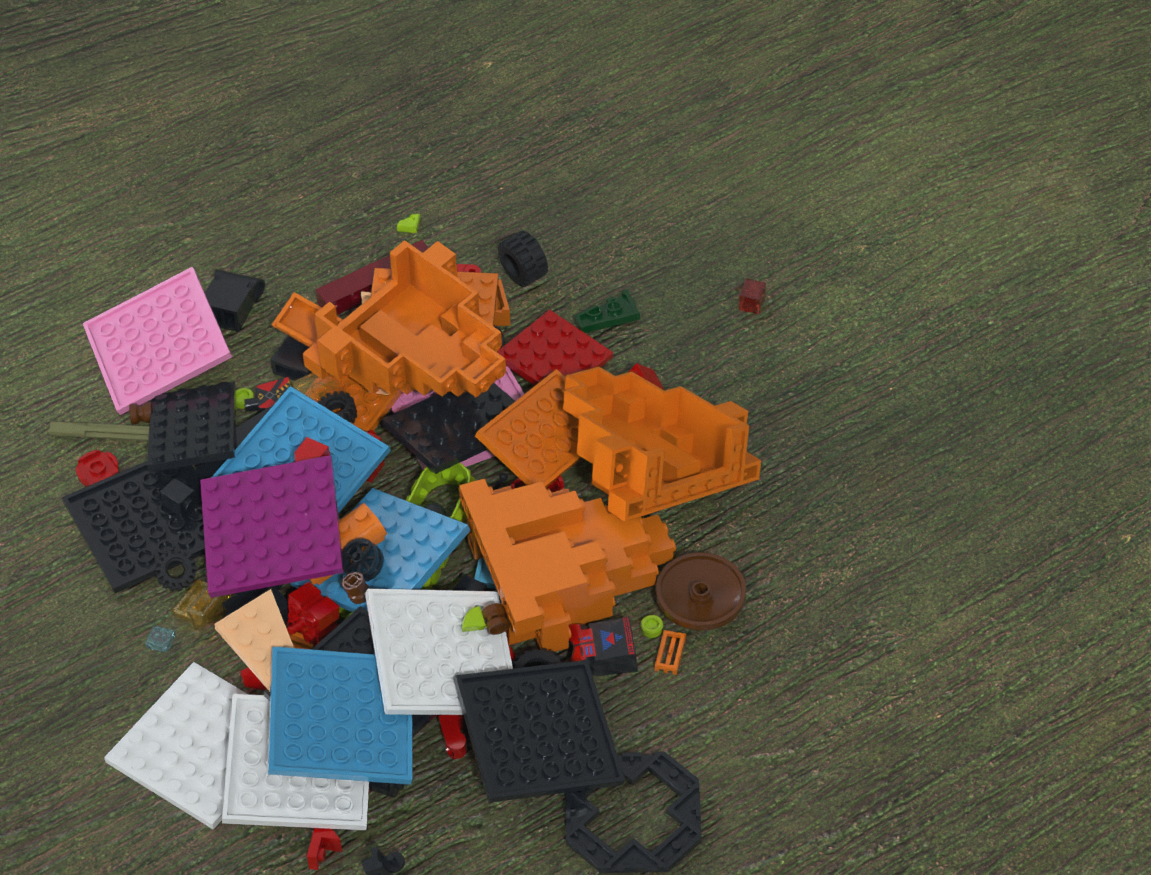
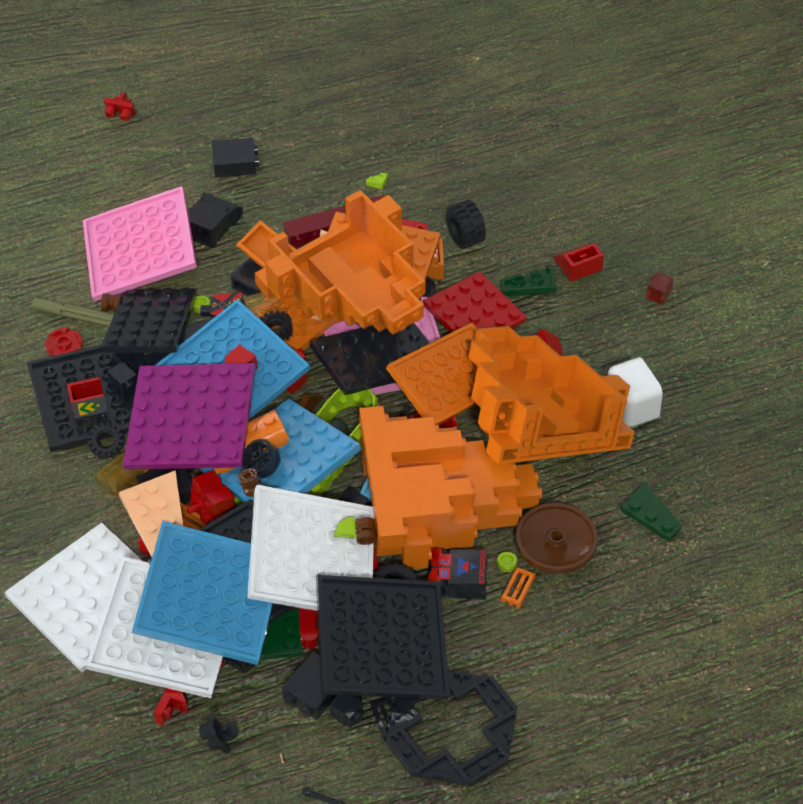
camera: 10 degrees right, 0 degrees up
(91, 182) = (119, 104): none -> red hips
(143, 526) = (87, 397): none -> piece
(160, 639) = (78, 497): clear light blue tile -> none
(240, 223) = (235, 157): none -> black brick
(395, 486) = (310, 401): none -> reddish brown tile
(429, 751) = (283, 637): none -> dark green wing
(467, 800) = (304, 689): none -> black brick
(516, 815) = (347, 710): none -> black brick
(550, 802) = (380, 703): none -> black tile
(658, 279) = (580, 261): none -> red slope
(764, 414) = (644, 393): none -> white piece
(796, 546) = (651, 513): none -> dark green wing

